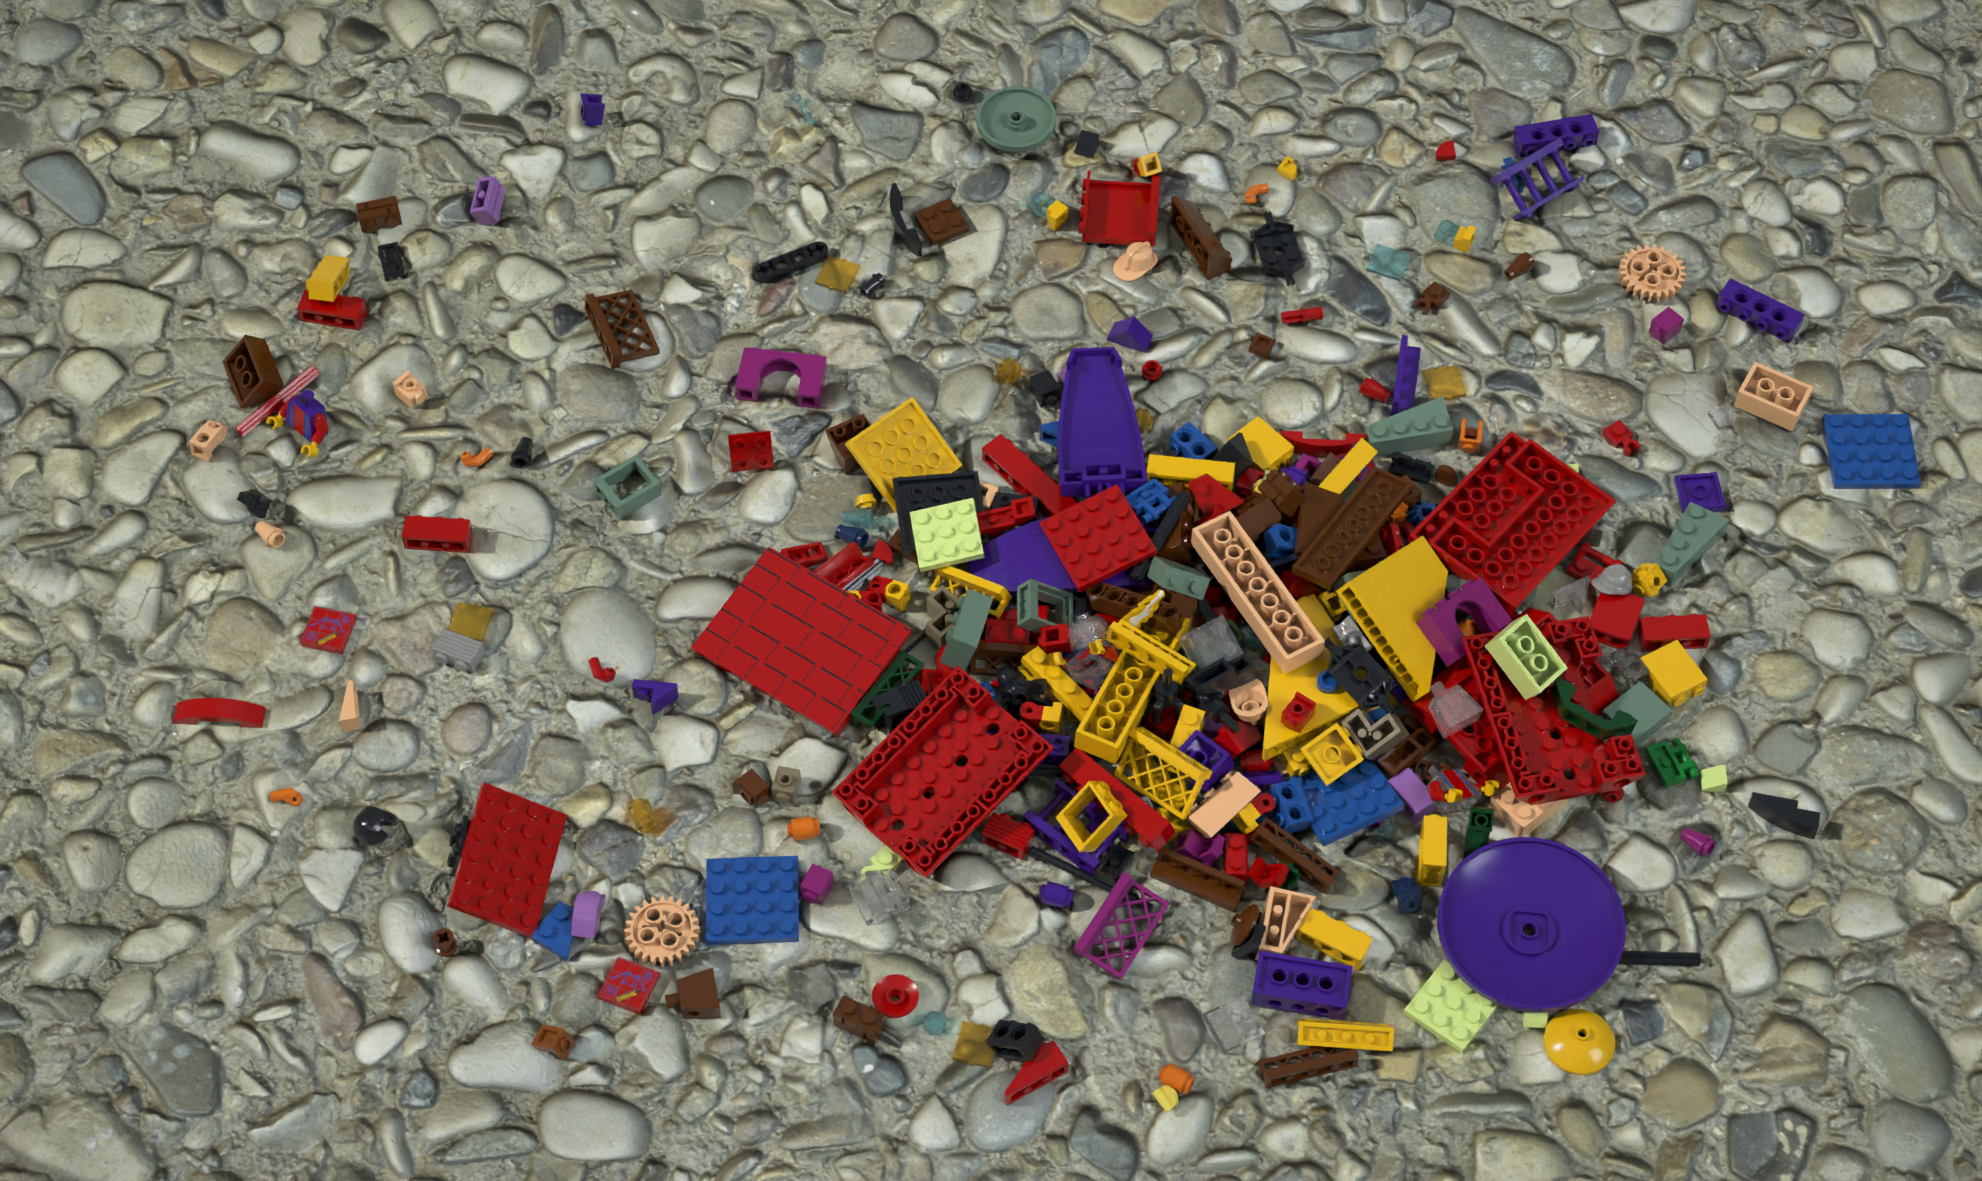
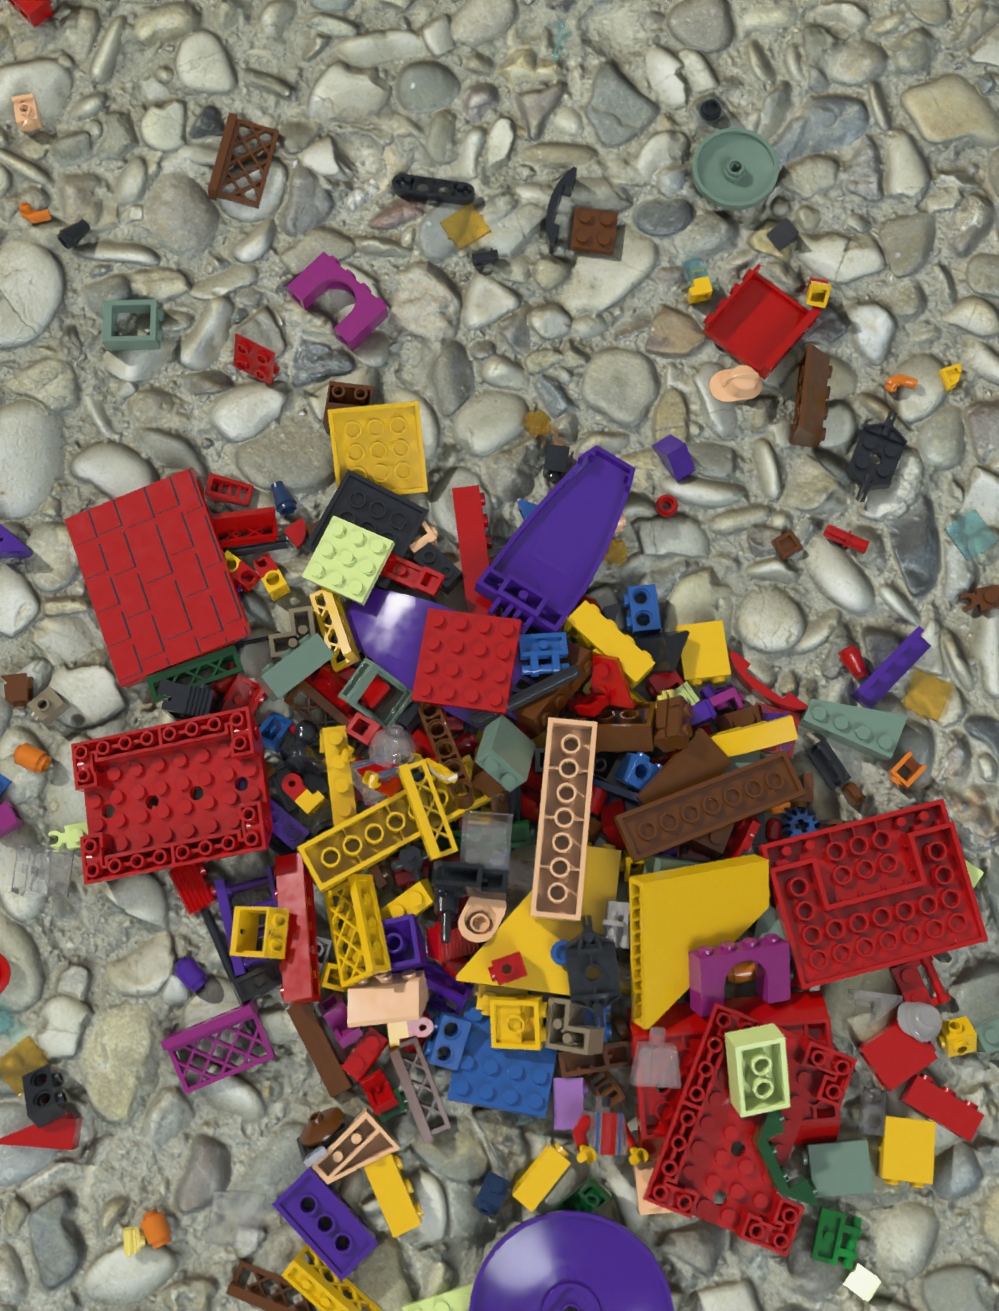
camera: 35 degrees right, 20 degrees up
(859, 517) = (304, 486): clear light blue cone -> none
(865, 500) = (317, 473): yellow plate -> none

